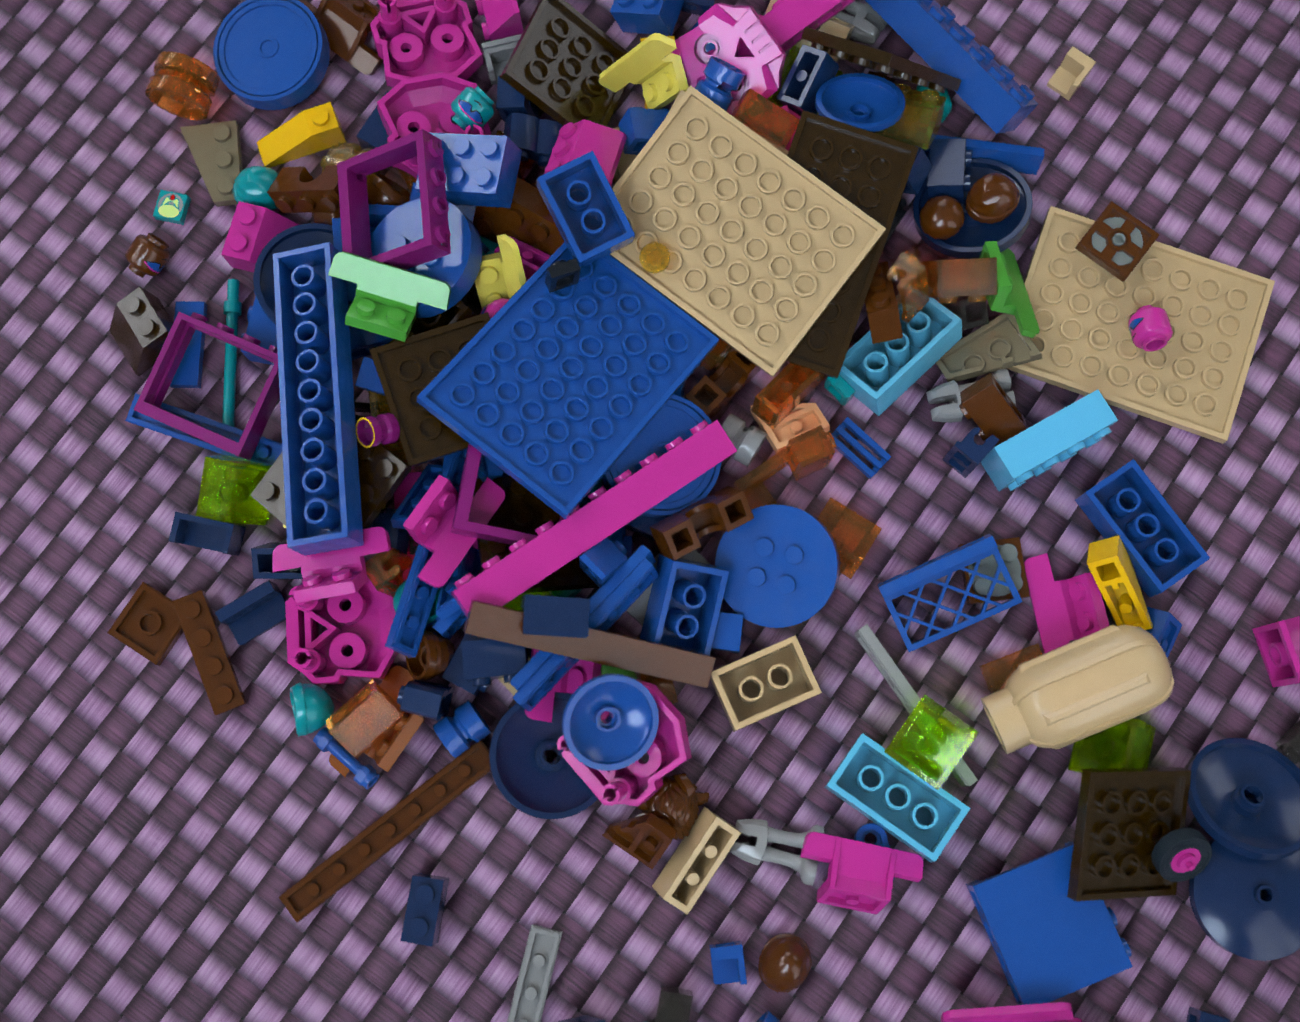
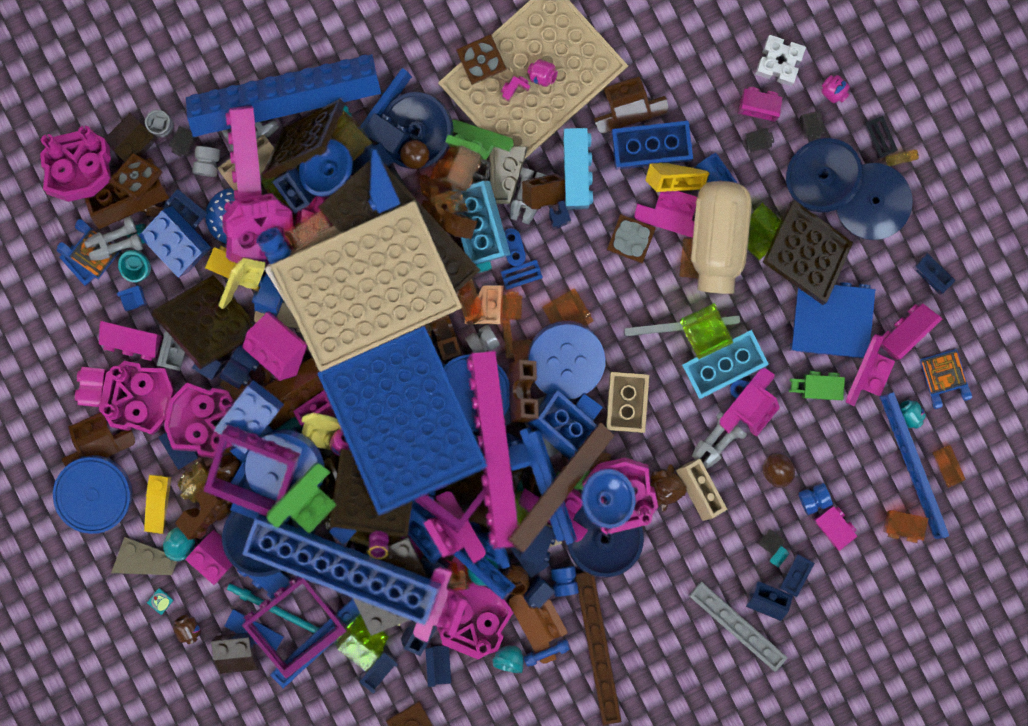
camera: 65 degrees left, 10 degrees up
(182, 85) = (88, 557): clear orange wheel -> none
(209, 652) = (447, 701): reddish brown plate -> none
(363, 718) = (531, 631): clear orange brick -> none
(425, 909) = (651, 648): dark blue brick -> none
(471, 108) = (206, 394): teal head -> none
(555, 616) = (538, 499): dark blue panel -> none
(562, 274) = (344, 397): black plate -> none
(585, 209) = (315, 364): blue brick -> none
(642, 837) = (674, 512): reddish brown wing -> none
(654, 257) = (360, 338): clear yellow plate -> none
(728, 963) = (763, 500): blue panel -> none
(877, 174) = (381, 189): none -> blue slope
(891, 418) = (515, 247): none -> blue plate
(937, 568) = (614, 272): blue fence -> none
(941, 959) = (820, 387): none -> bright green brick
(992, 198) = (420, 119): reddish brown hat -> none
(1071, 73) = (361, 21): tan panel -> none
(1106, 298) = (510, 88): none -> dark pink bracket
(1177, 470) = (629, 105): none -> reddish brown plate
(1181, 854) = (833, 231): black wheel -> none
(1236, 676) = (758, 140): none -> clear smoke brick

